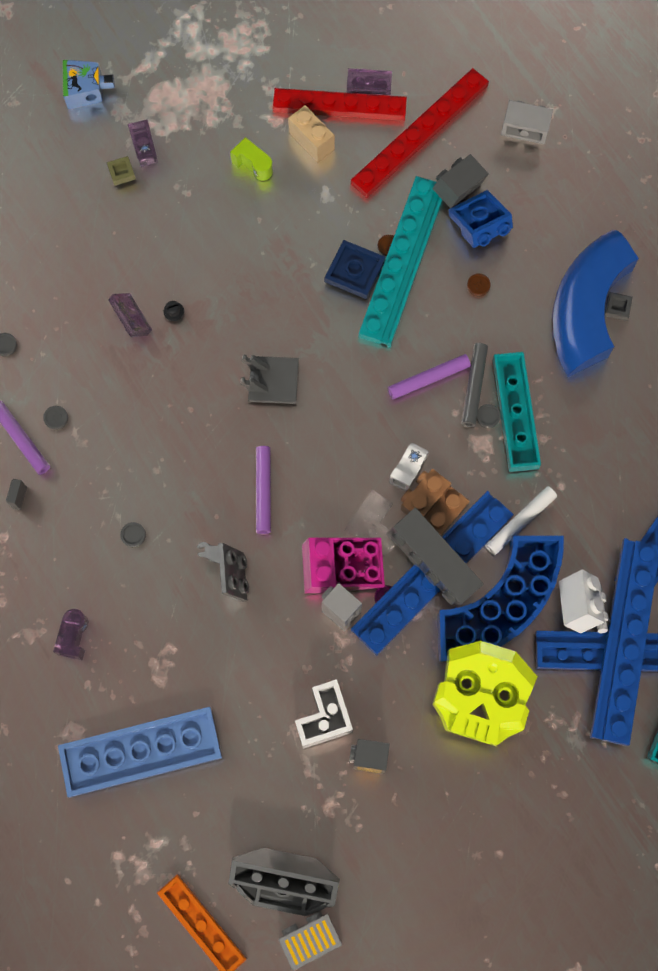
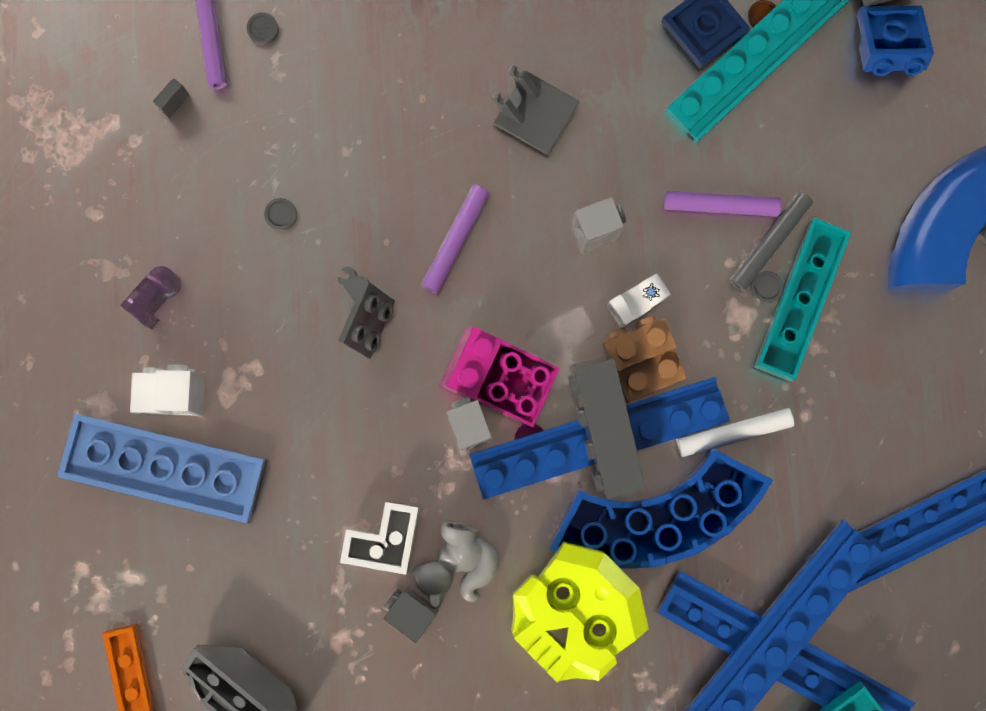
camera: 25 degrees right, 10 degrees up
(119, 696) = (168, 391): none -> white brick
(355, 430) = (598, 224): none -> light grey brick
(383, 697) = (461, 553): none -> light grey animal
(478, 285) = (844, 120): reddish brown piece -> none
(583, 602) = (752, 569): white brick -> none

